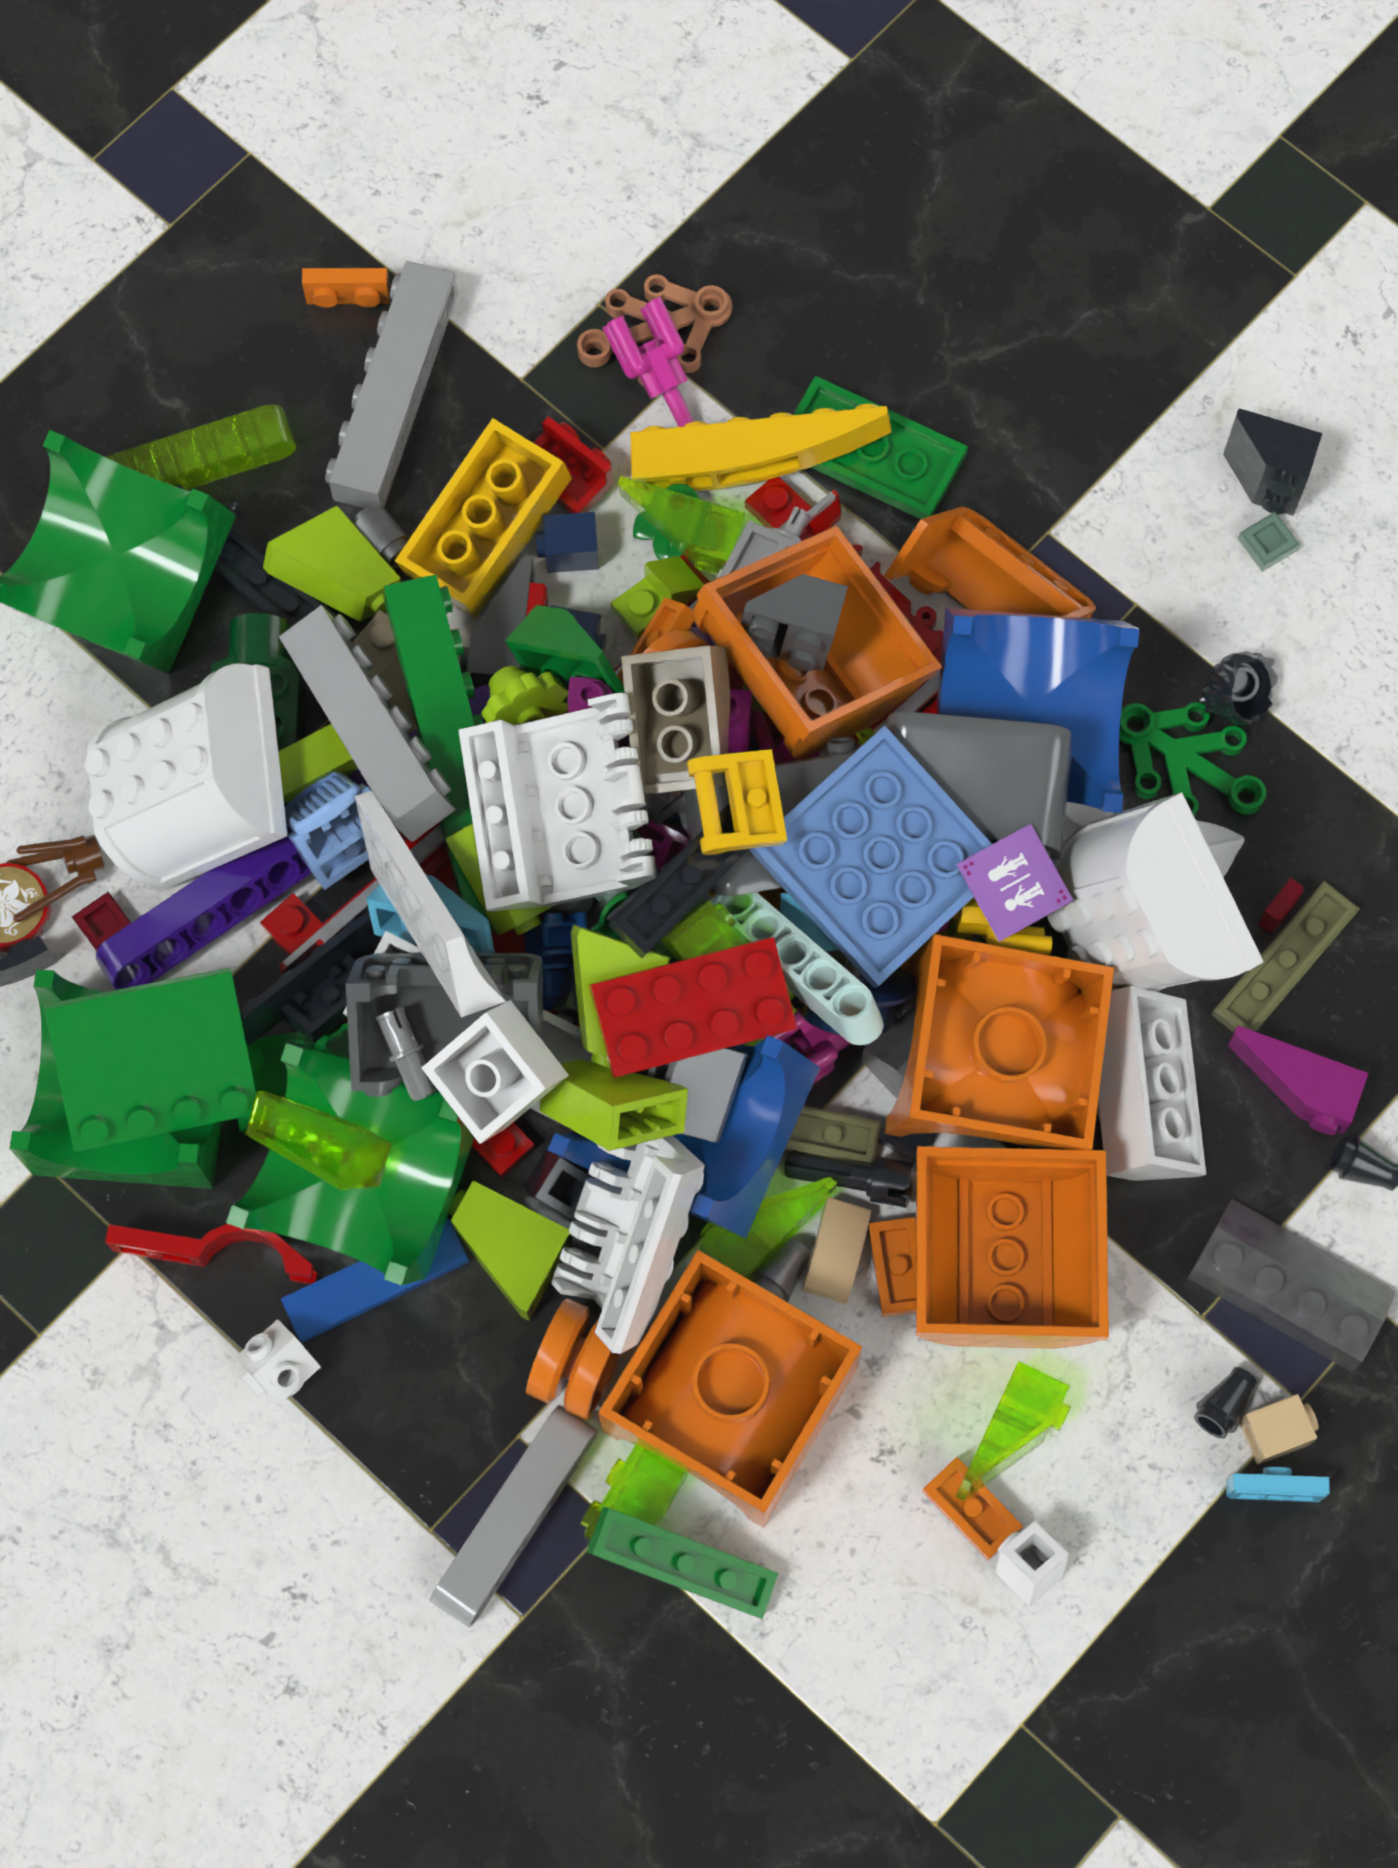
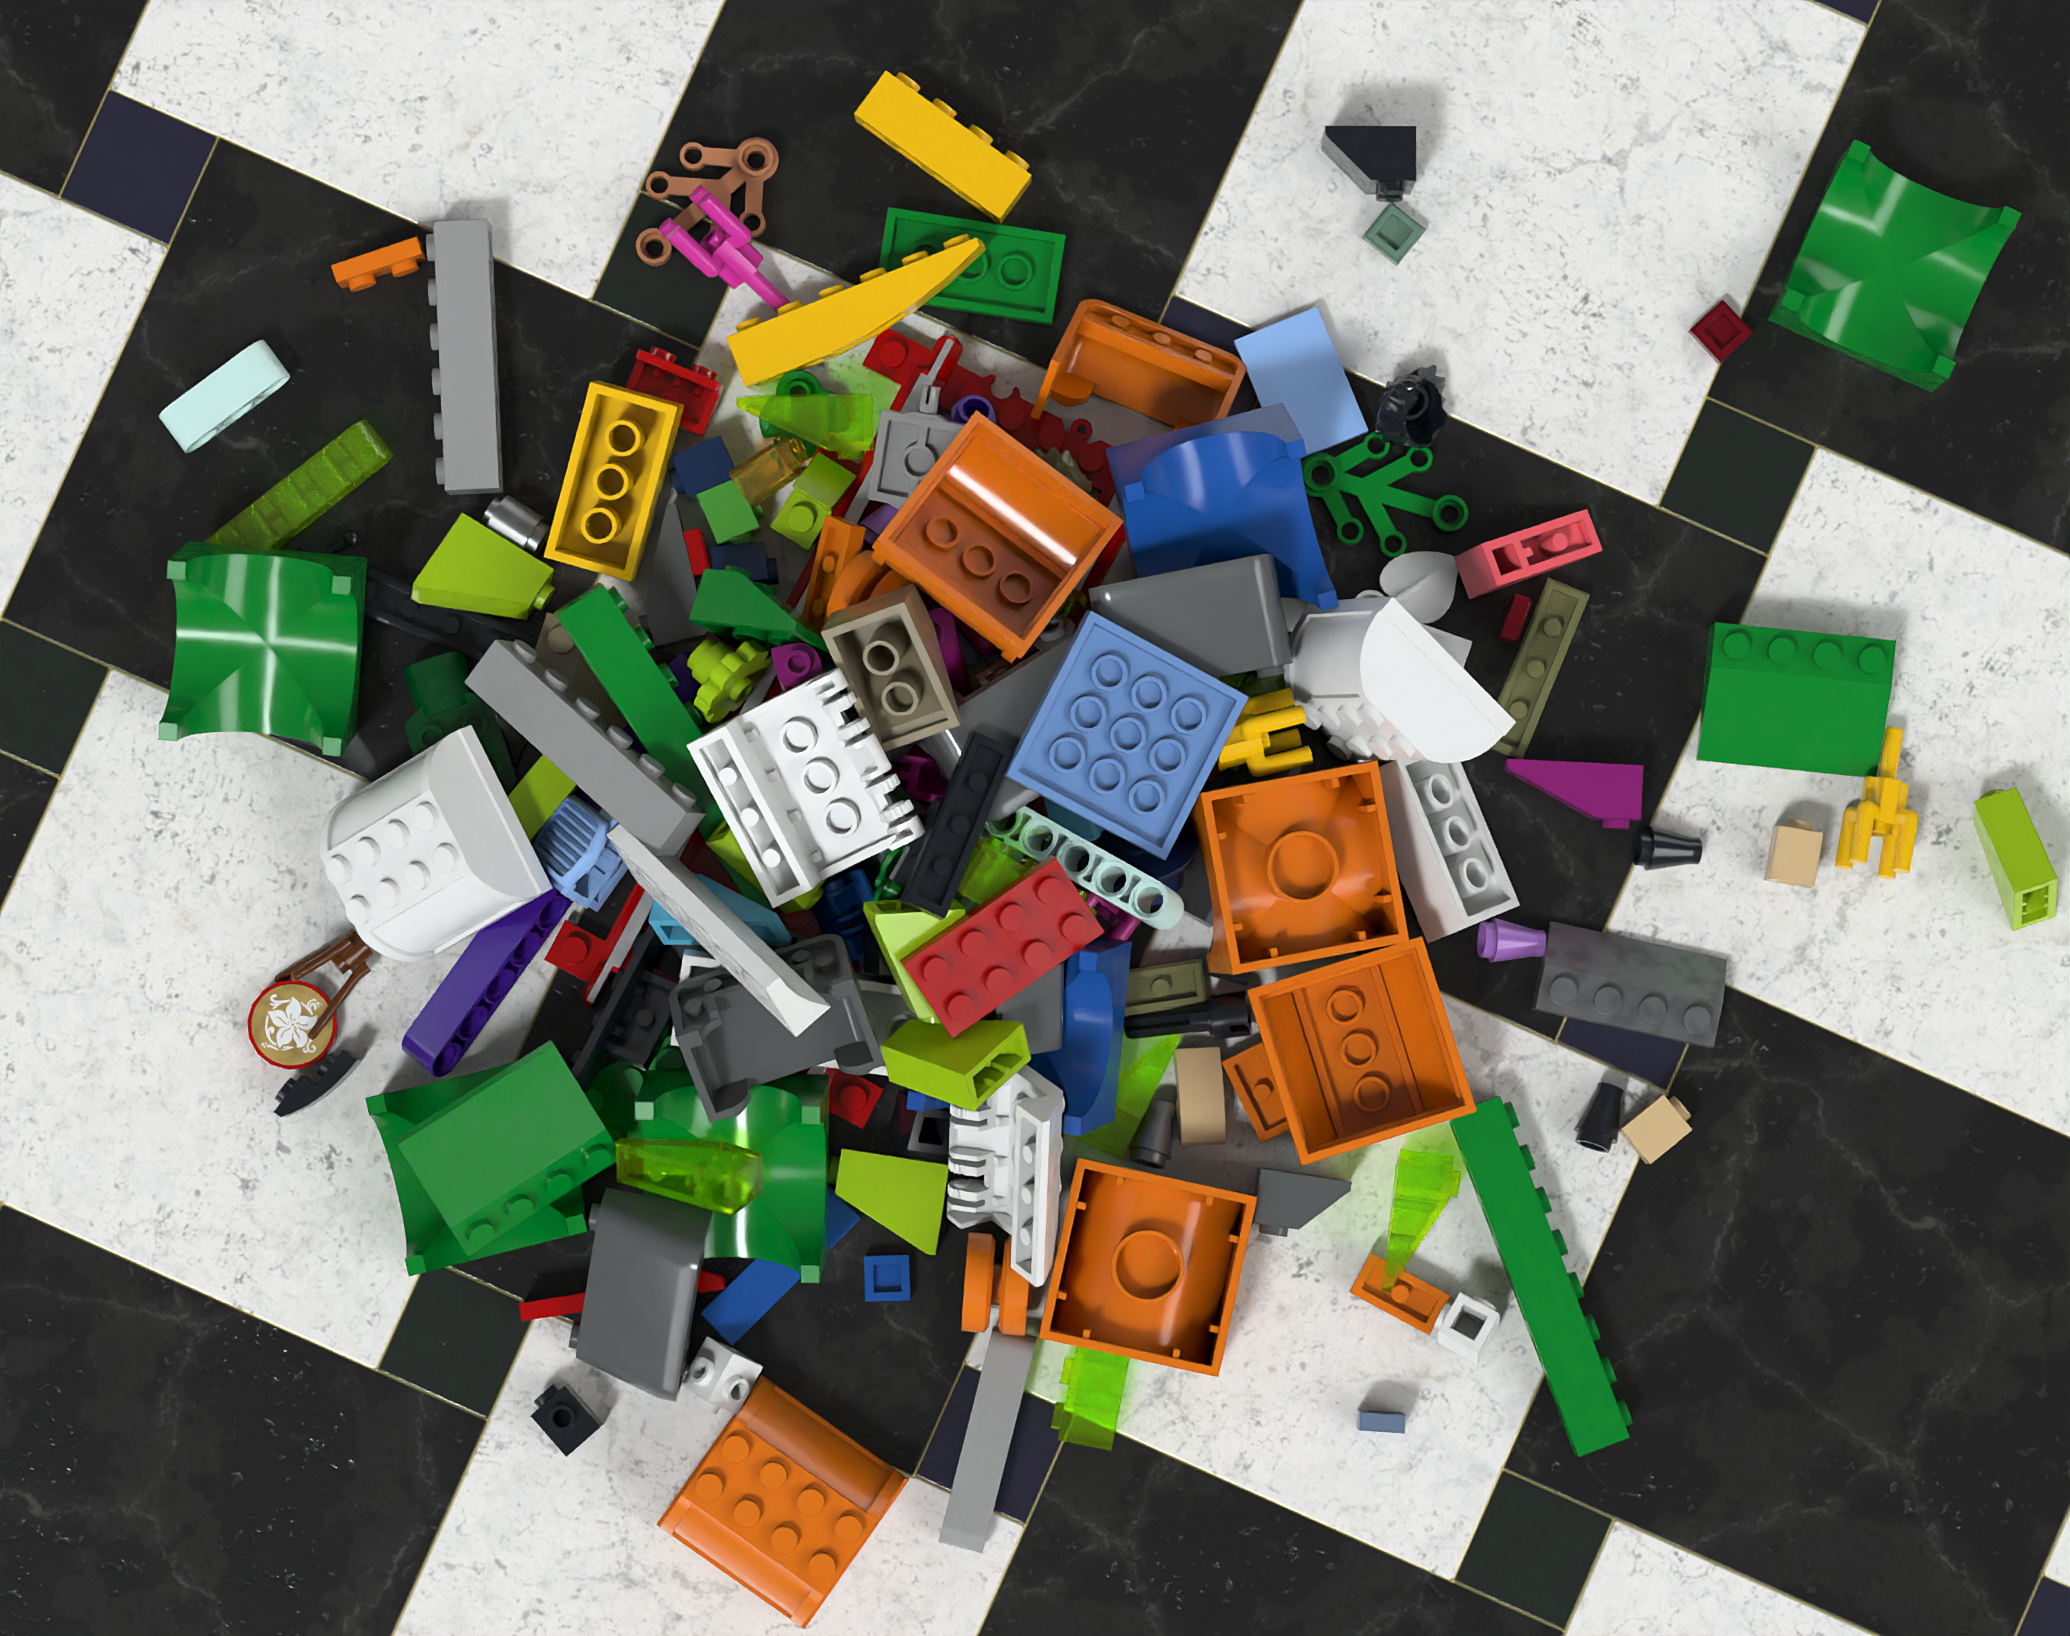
camera: 15 degrees left, 15 degrees up
(101, 920) = (393, 1008): dark red tile -> none
(112, 1354) = (565, 1418): none -> black brick
(166, 352) = (224, 396): none -> light aqua beam
(228, 1245) = (642, 1290): none -> dark grey windscreen
(289, 1507) = (783, 1502): none -> orange container
(406, 1053) = (747, 1068): light grey axle -> none
(473, 1326) = (887, 1278): none -> blue tile
(494, 1071) = (842, 1071): white brick -> none
(579, 582) = (730, 514): none -> bright green brick
(625, 550) = (769, 469): none -> clear yellow brick
(682, 1562) = (1155, 1435): green plate -> none
(752, 801) = (991, 732): yellow plate -> none
(796, 621) = (976, 534): dark grey slope -> none
(882, 342) = (943, 146): none -> yellow brick
(898, 1373) = (1293, 1199): none -> dark grey slope
(913, 1630) = (1381, 1421): none -> sand blue tile
(1014, 882) = (1260, 714): medium lavender sticker -> none
(1118, 1539) = (1539, 1277): none -> green brick
(1160, 664) = (1300, 368): none -> light blue tile
(1184, 1201) = (1508, 941): none -> medium lavender cone
(1277, 1485) = (1669, 1179): medium azure plate -> none
(1308, 850) = (1527, 553): none -> coral slope

